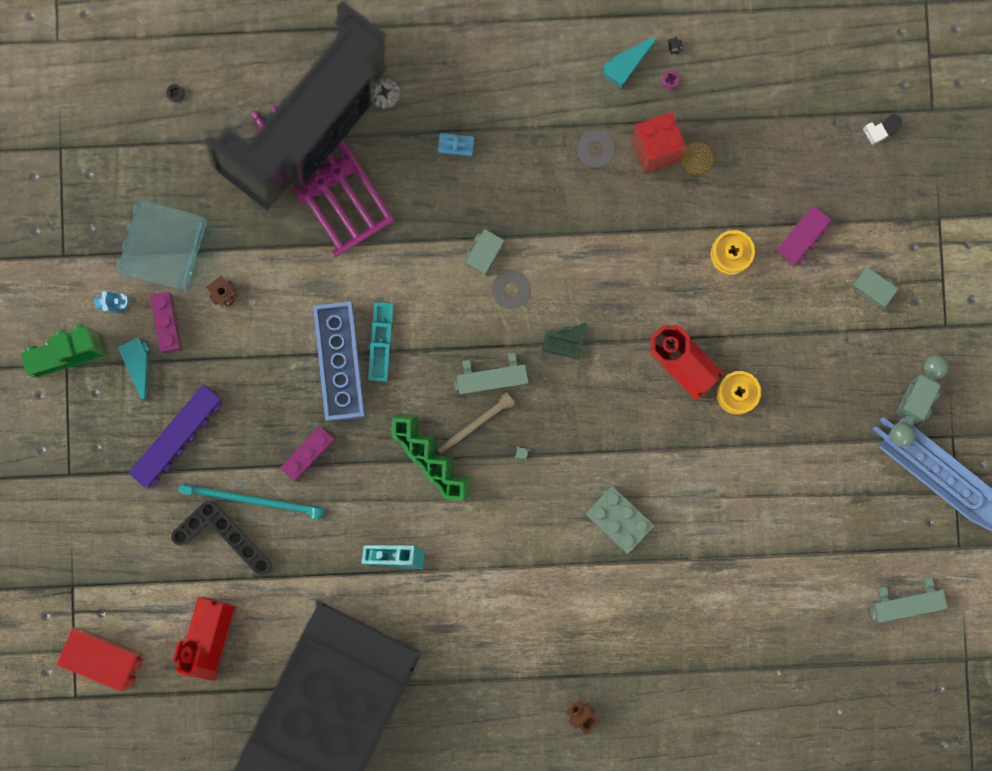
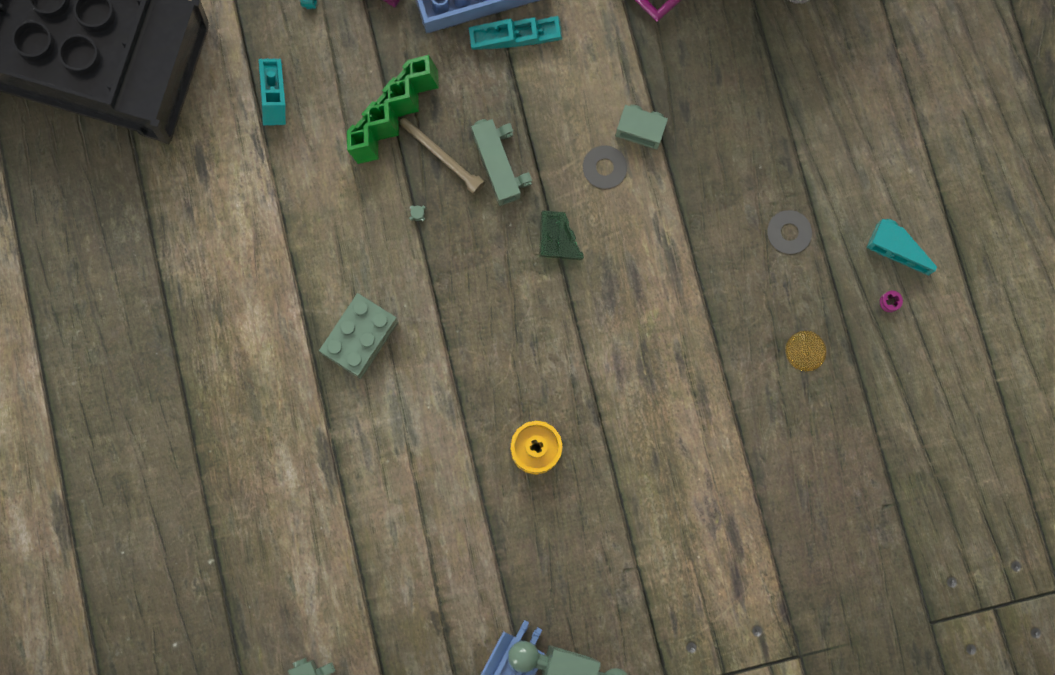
camera: 70 degrees right, 5 degrees down
(455, 144) = (758, 71): dark azure hips -> none
(582, 716) = (119, 336): reddish brown brick -> none
(658, 142) = (814, 291): red brick -> none
(675, 45) = (933, 299): black plate -> none
(683, 360) = (561, 373): red brick -> none
(737, 242) = (716, 409): yellow wheel -> none
(803, 236) = (741, 492): magenta brick -> none
(874, 287) = (697, 590): sand green piece -> none
(884, 129) = (892, 566): leg -> none

